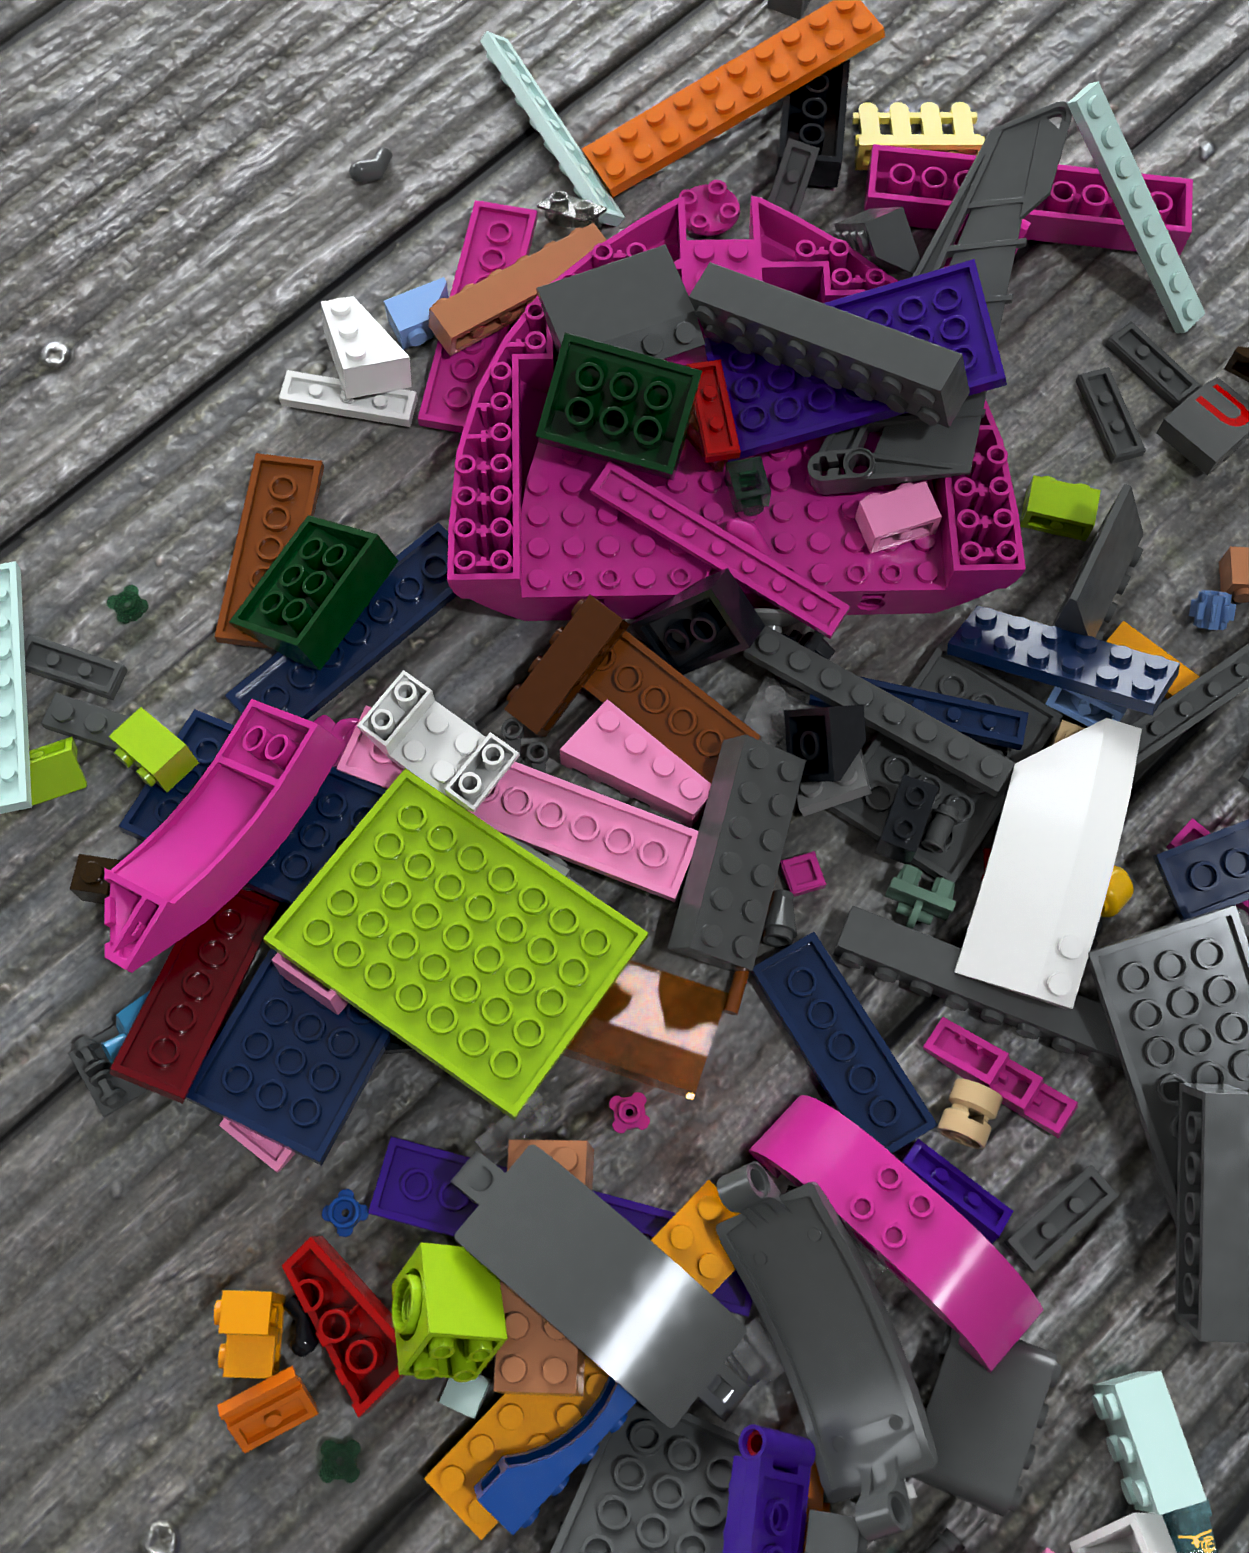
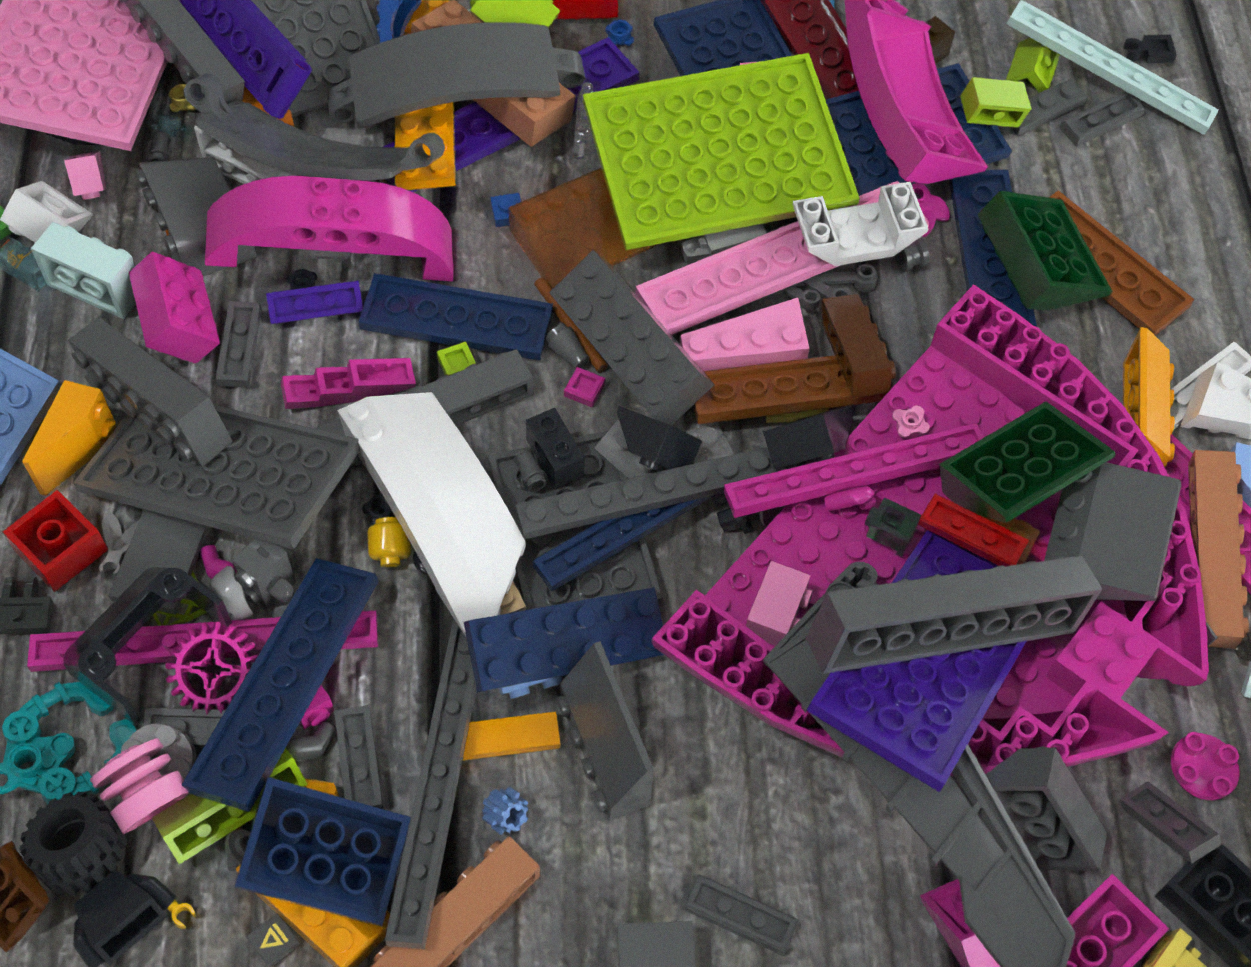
camera: 130 degrees right, 10 degrees down
(134, 610) = (1125, 168): clear green plate -> none
(421, 410) = (1148, 391): none -> light orange slope
(621, 1105) = (533, 186): dark pink plate -> none
(626, 553) = (910, 430): none -> bright pink plate
(676, 1118) = (500, 207): none -> blue plate
(887, 1000) = (455, 358): none -> lime plate
(918, 902) = (499, 428): sand green hips -> none
(971, 1100) = (344, 339): tan wheel -> none
(1060, 507) = (693, 783): lime brick -> none
(1104, 1302) = (173, 308): none -> dark pink brick

